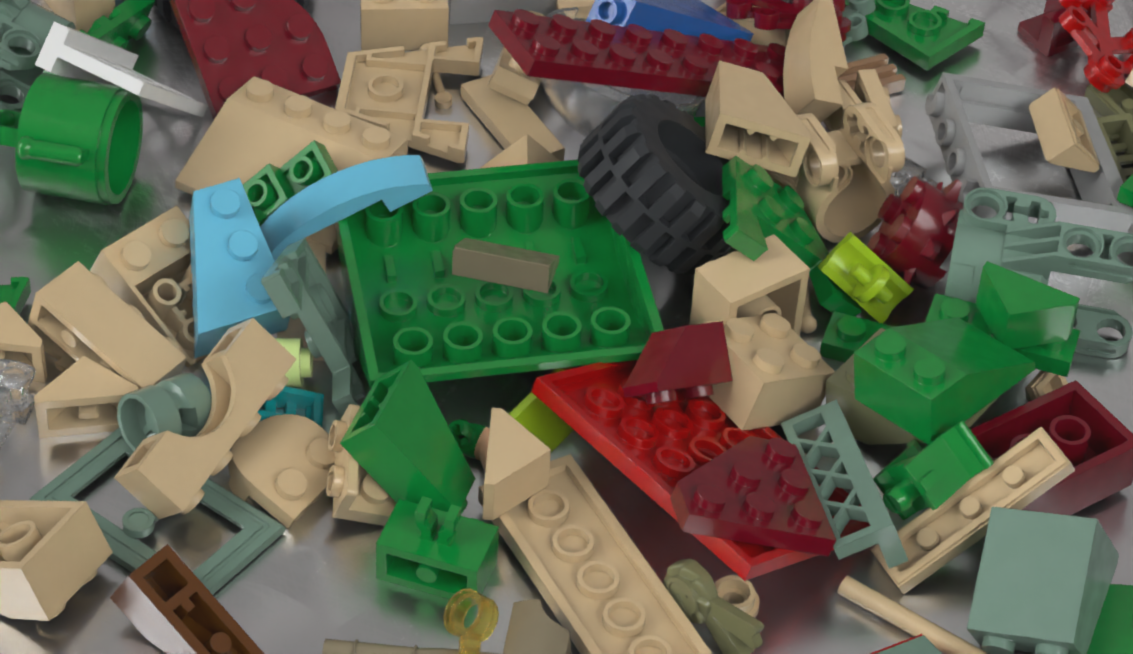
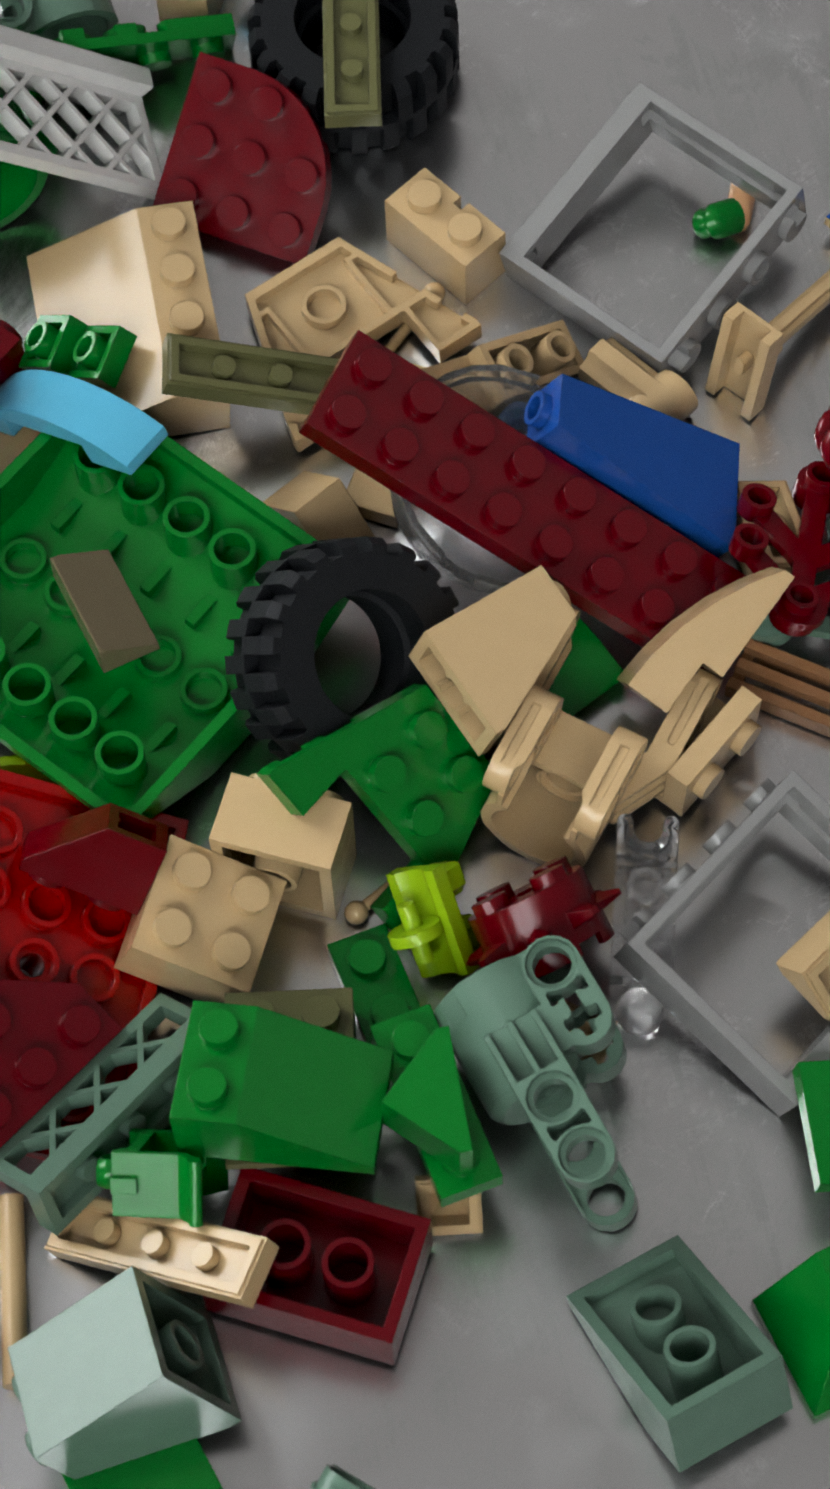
camera: 55 degrees right, 20 degrees up
(426, 116) = (243, 374): none -> olive tile

